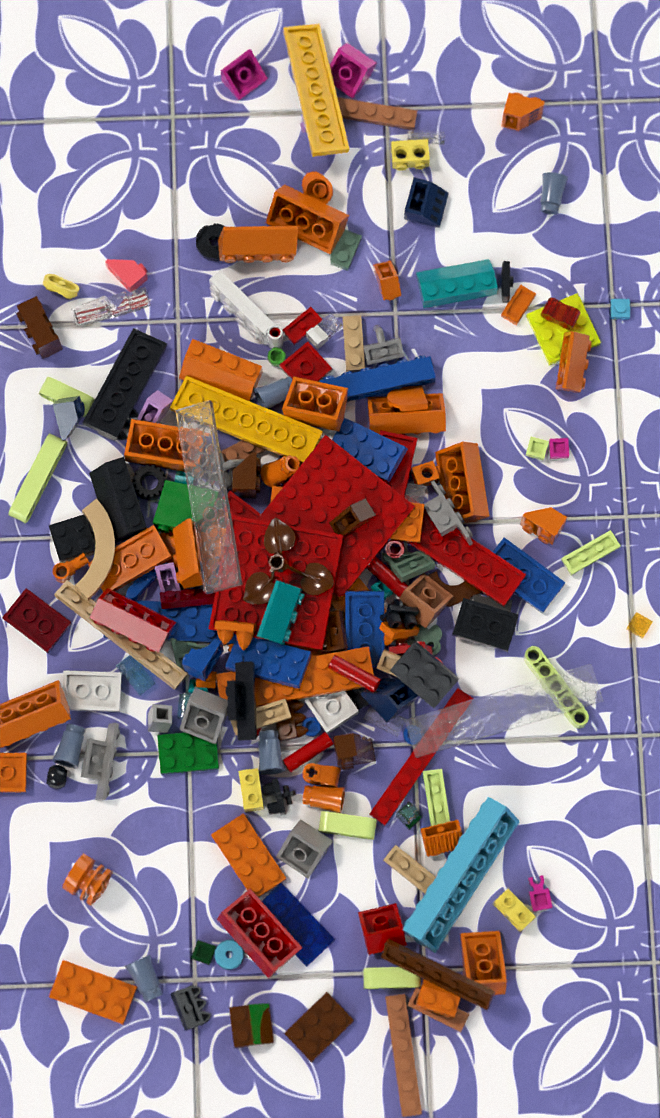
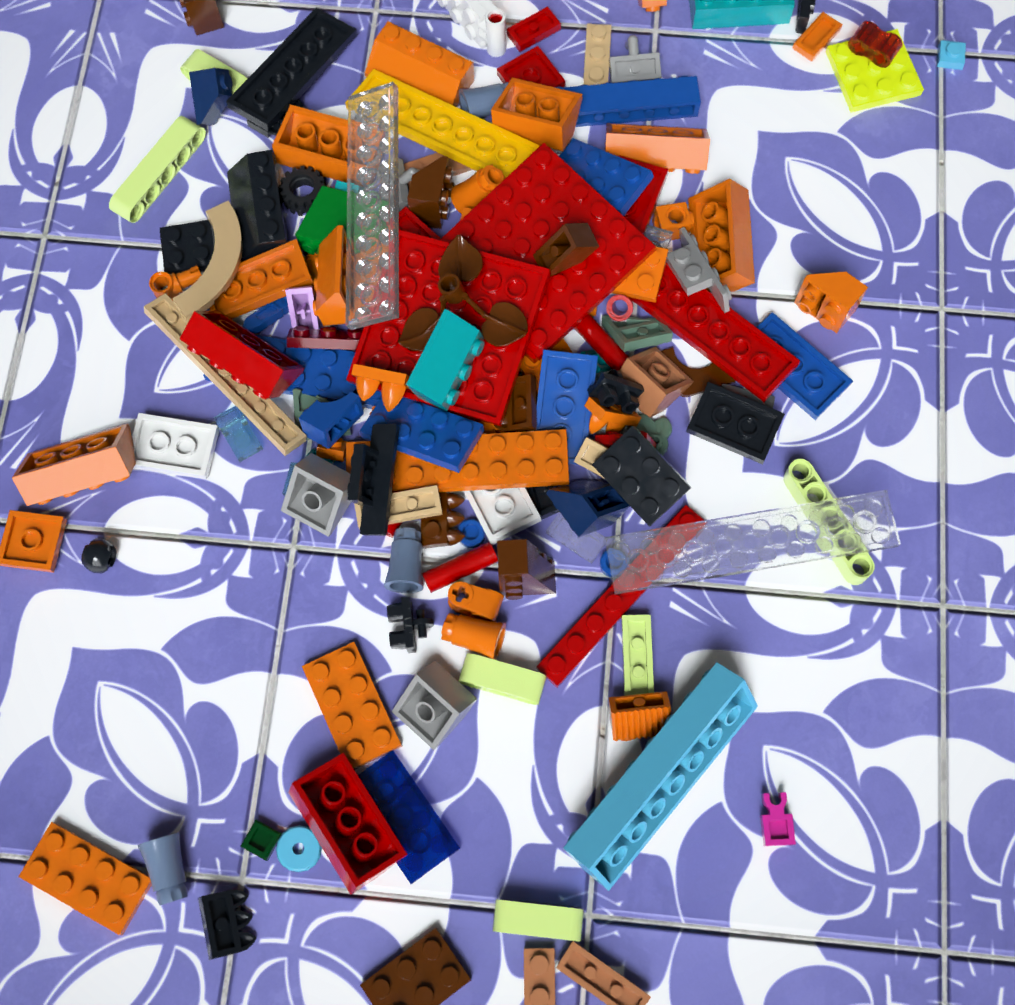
camera: 10 degrees right, 5 degrees down
(36, 620) = (118, 345): dark red plate -> none
(70, 747) = (125, 516): sand blue plant -> none
(88, 880) = (107, 707): orange wheel -> none
(99, 759) = (161, 540): light grey bracket -> none
(155, 408) = (327, 98): lavender slope -> none
(159, 718) = (257, 492): light grey brick -> none
(186, 753) = (288, 547): green plate -> none
(251, 790) = (369, 609): light yellow brick -> none
(251, 1025) = (311, 966): reddish brown slope -> none
(276, 356) = (493, 59): bright green tile -> none
(323, 331) = (560, 37): leg -> none
(354, 673) = (540, 460): red piece -> none
(379, 926) = (533, 842): red slope -> none
(408, 398) = (661, 124): orange tile -> none
(409, 815) = (594, 675): clear light blue leg -> none
(409, 868) = (585, 756): tan plate -> none
(437, 1000) = (609, 957): orange slope -> none
(438, 974) = (611, 929): reddish brown plate -> none
(484, 959) = (681, 918): orange slope -> none
(514, 910) = (737, 841): light yellow brick -> none
(537, 448) = (827, 207): yellowish green plate -> none
(559, 448) = (857, 210): dark pink plate -> none
(573, 362) = (887, 101): orange slope -> none
(590, 552) = (891, 347): yellowish green plate -> none
(639, 625) = (952, 452): clear yellow plate -> none

